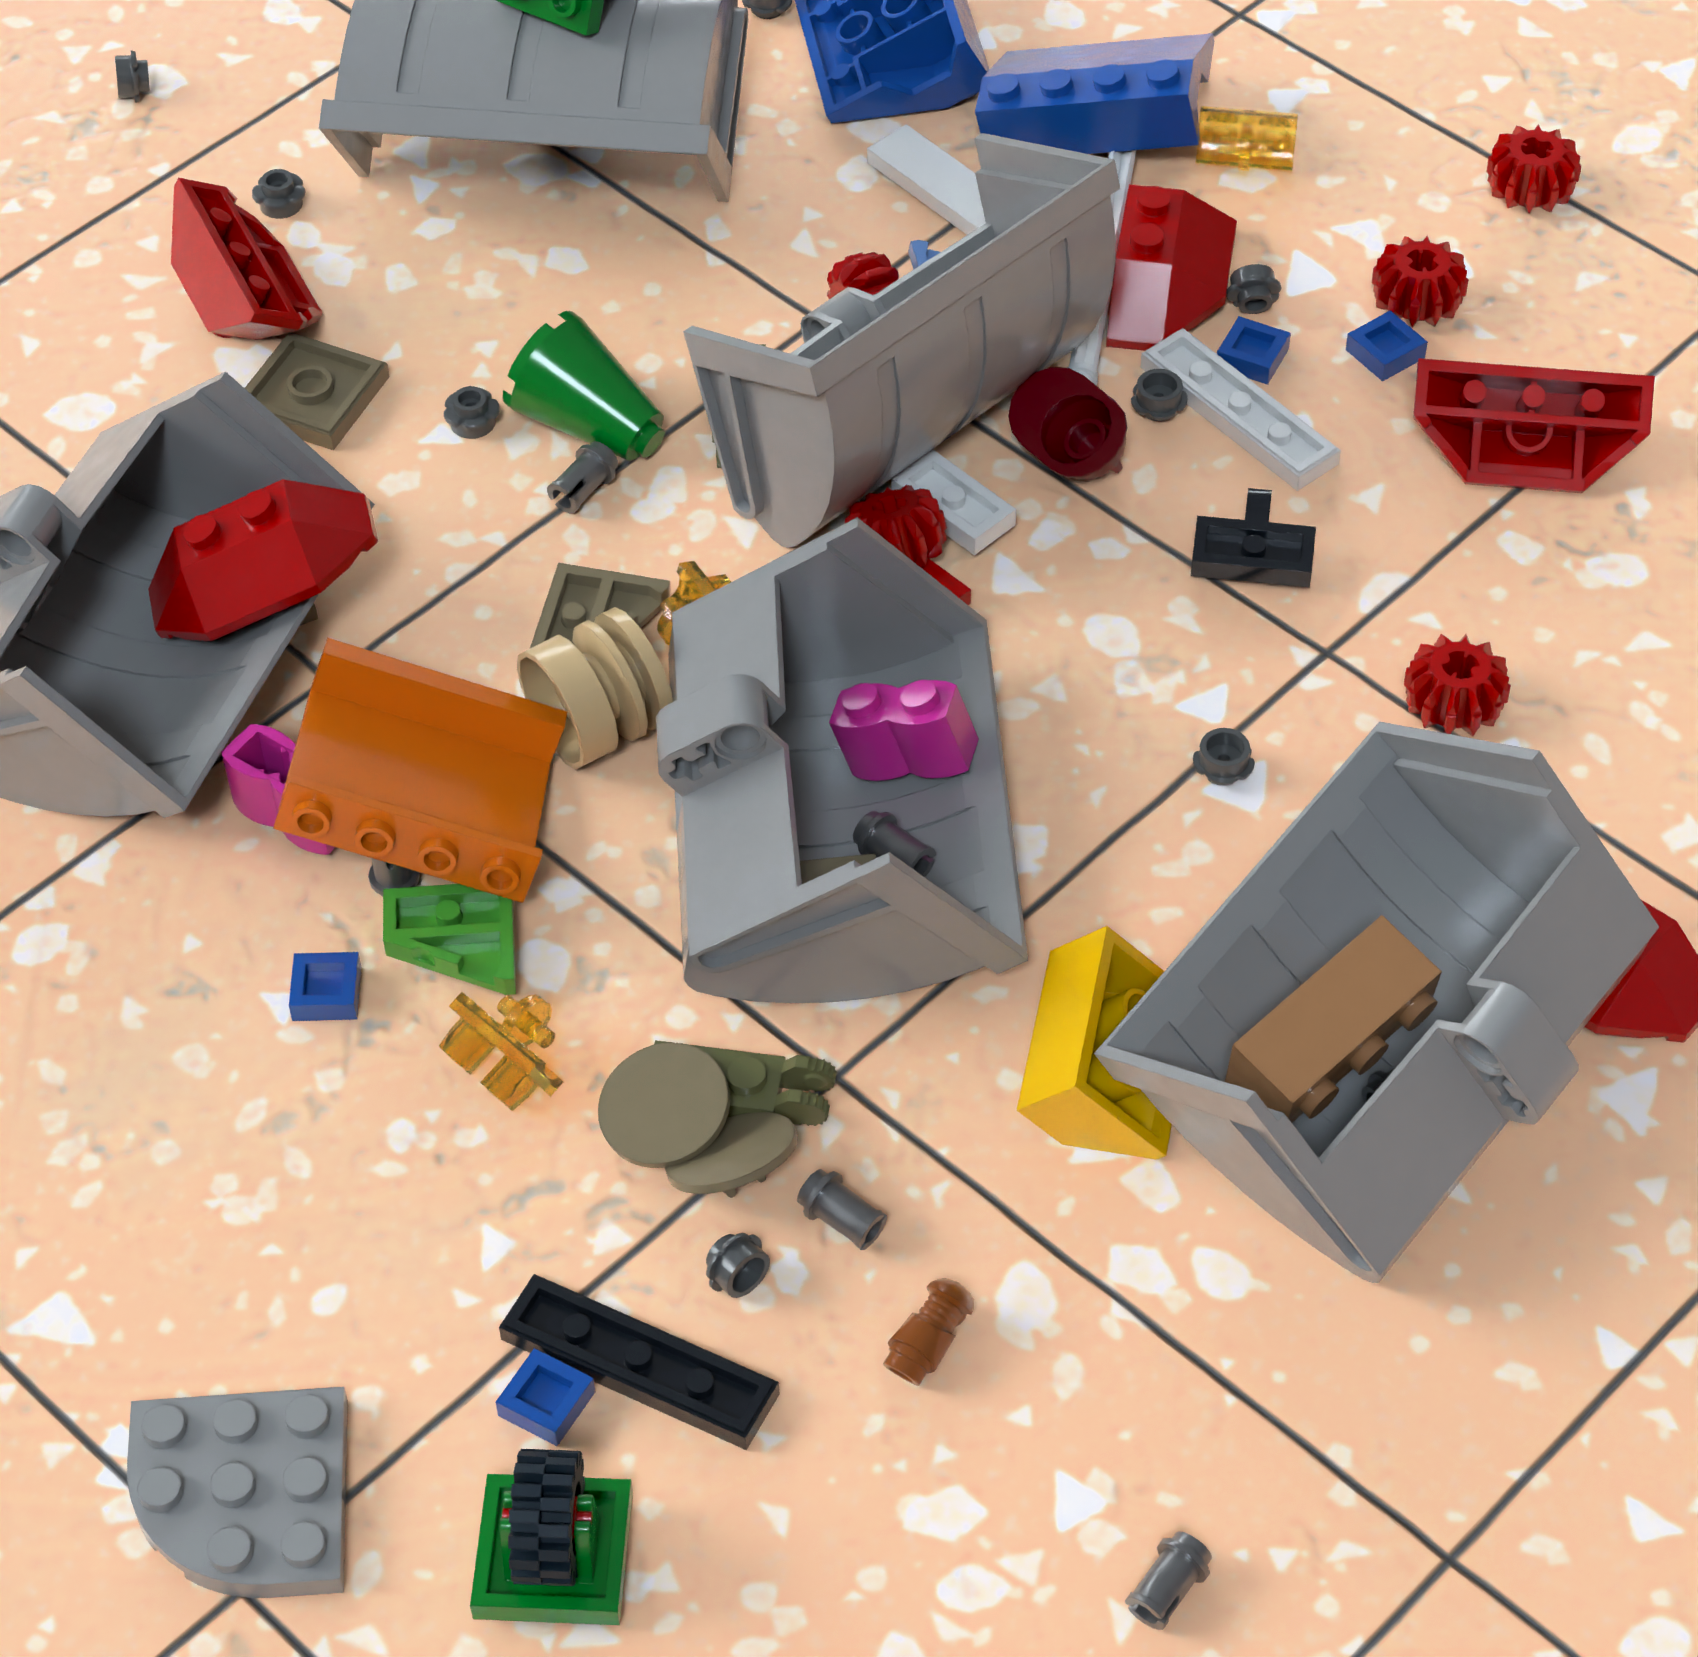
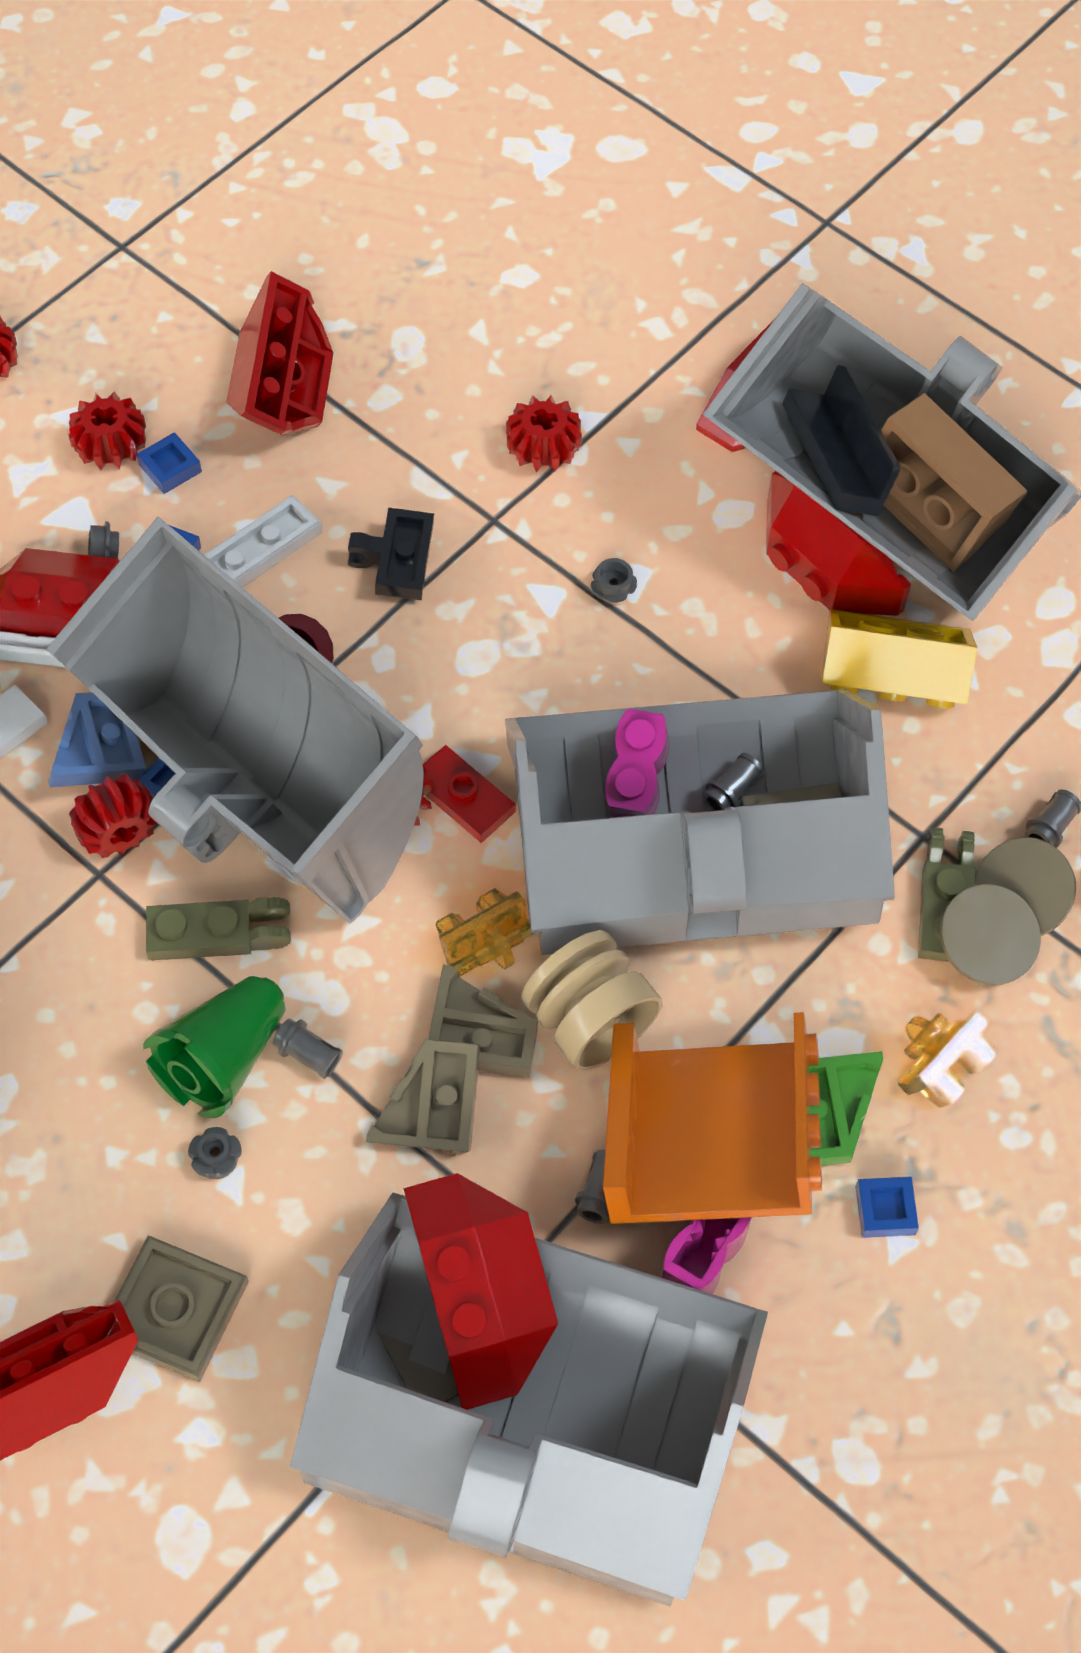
camera: 95 degrees left, 10 degrees up
(500, 570) = (433, 1100): none -> dark tan wing
(1335, 910) = (844, 444): none -> black panel

